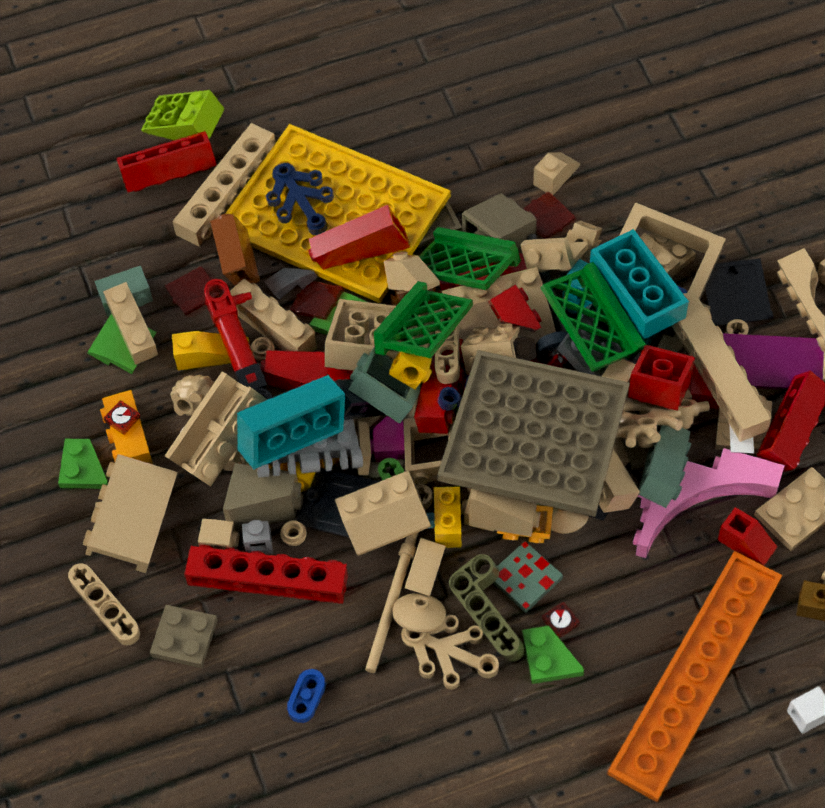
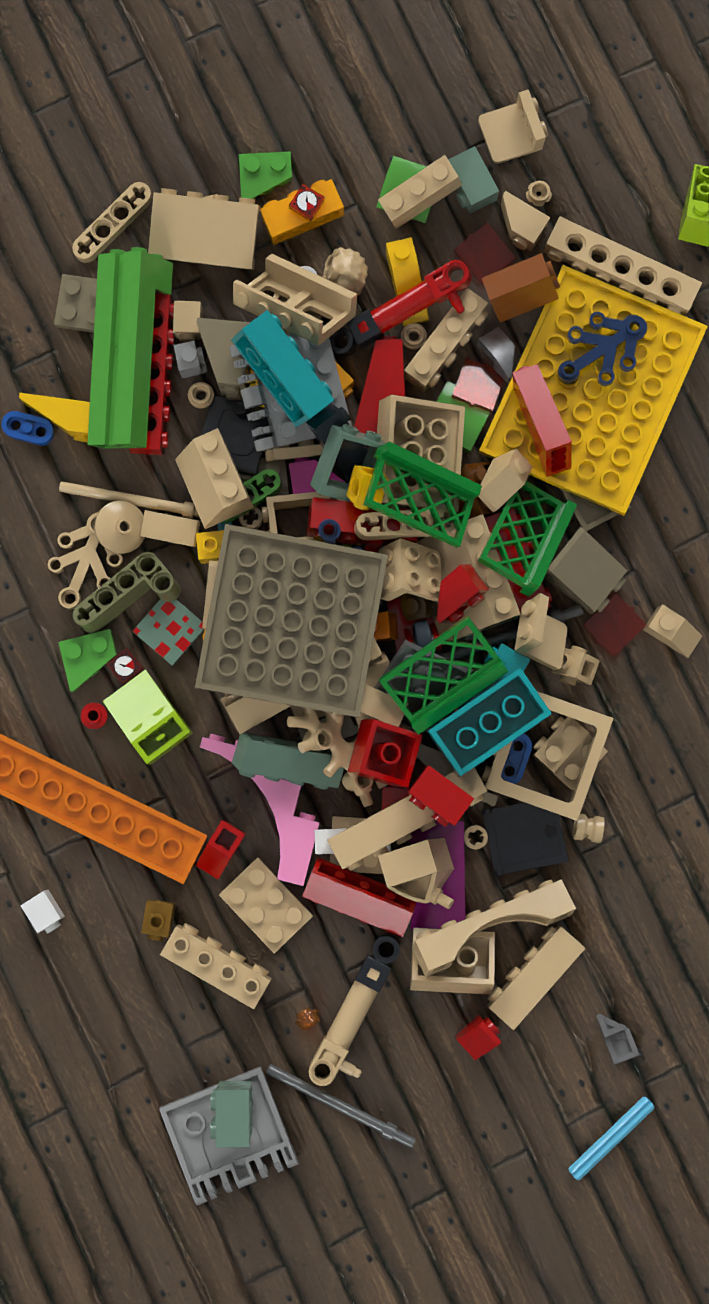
camera: 80 degrees right, 25 degrees up
(82, 254) = (513, 129): none -> tan bracket
(144, 238) = (543, 188): none -> tan plate
(166, 162) = (643, 197): red brick -> none
(170, 255) = (523, 222): none -> tan slope
(242, 583) = (124, 346): none -> bright green brick
(299, 653) = (66, 414): none -> yellow slope
(608, 658) = (102, 715): none -> red plate
(615, 596) = (147, 717): none -> slope
(705, 323) = (439, 796): none -> red brick
(732, 246) = (590, 828): none -> tan wheel
(771, 361) = (419, 871): none -> tan piece

